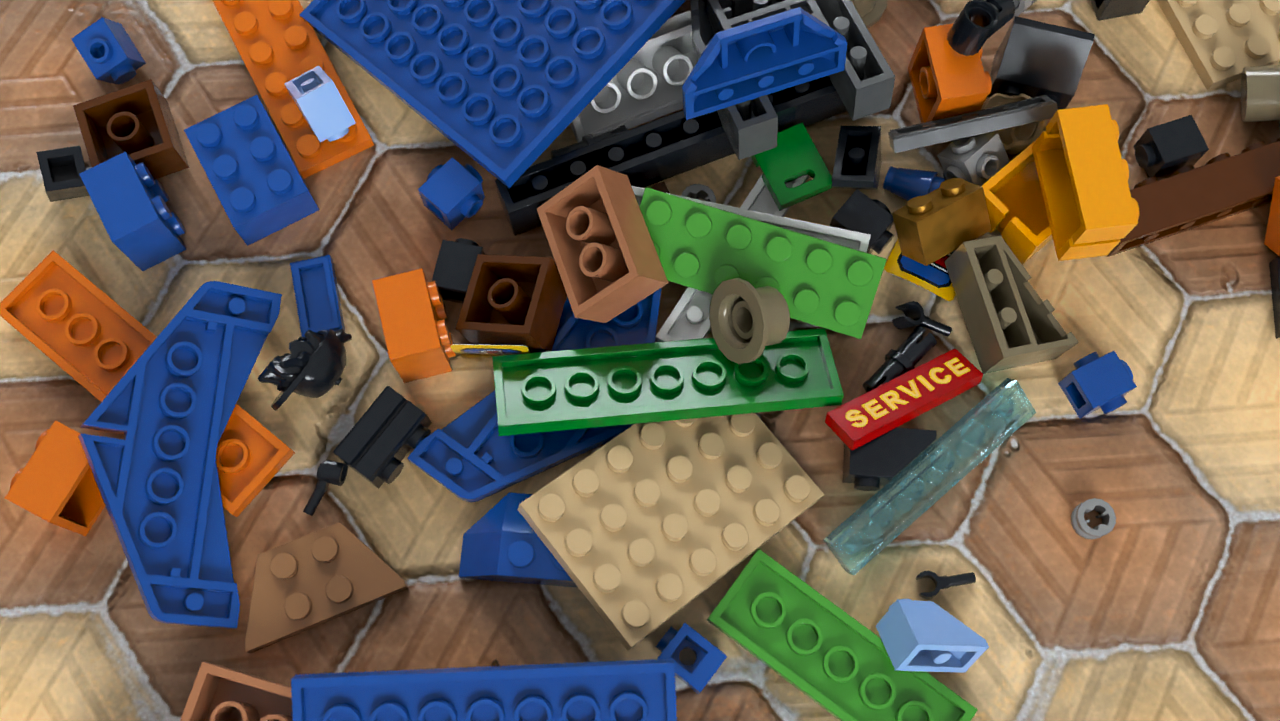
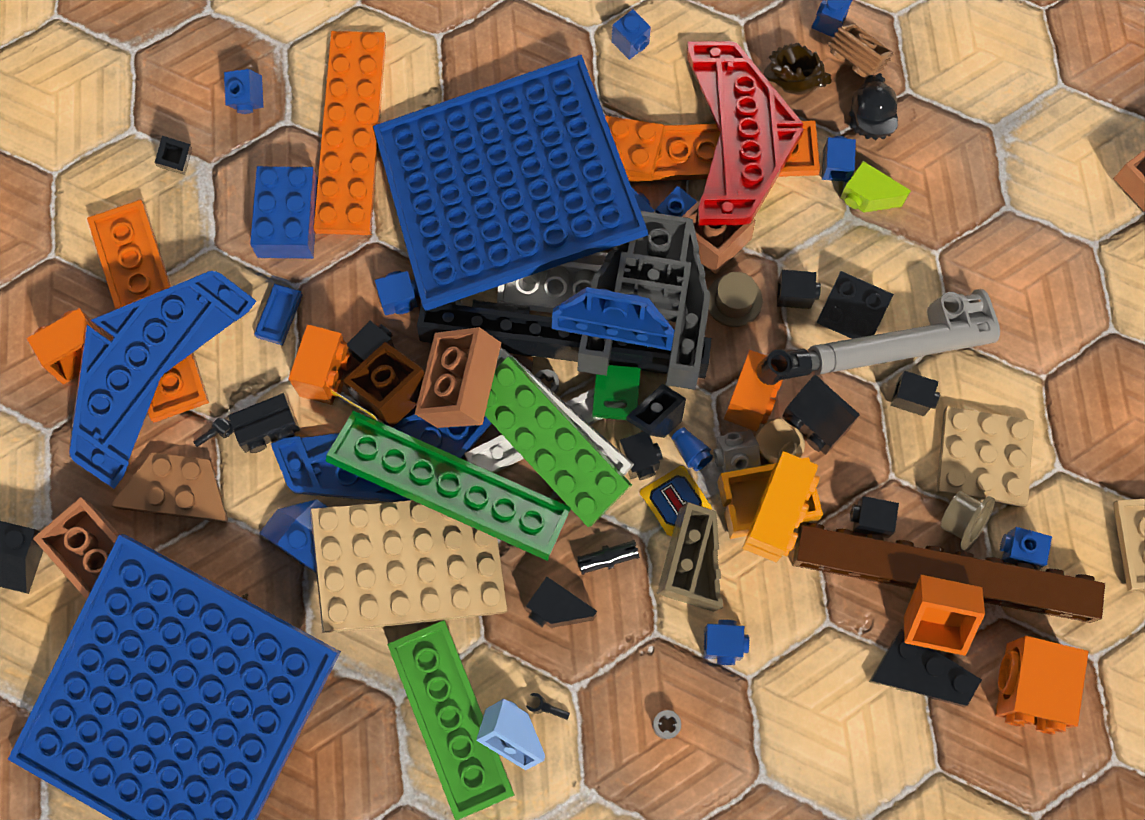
camera: 30 degrees right, 0 degrees up
(133, 122) = (225, 152): reddish brown brick -> none
(134, 210) = (199, 202): blue brick -> none
(310, 368) = (245, 355): black hair -> none
(321, 104) = (347, 193): light blue slope -> none
(707, 656) = (353, 651): blue brick -> none
(747, 319) = (518, 475): dark tan piece -> none
(903, 398) = (591, 579): red tile -> none
(915, 316) = (637, 534): black hand -> none
(929, 476) = (580, 637): clear light blue plate -> none
(941, 220) = (688, 480): pearl gold brick -> none
(972, 123) = (747, 429): dark grey tile -> none

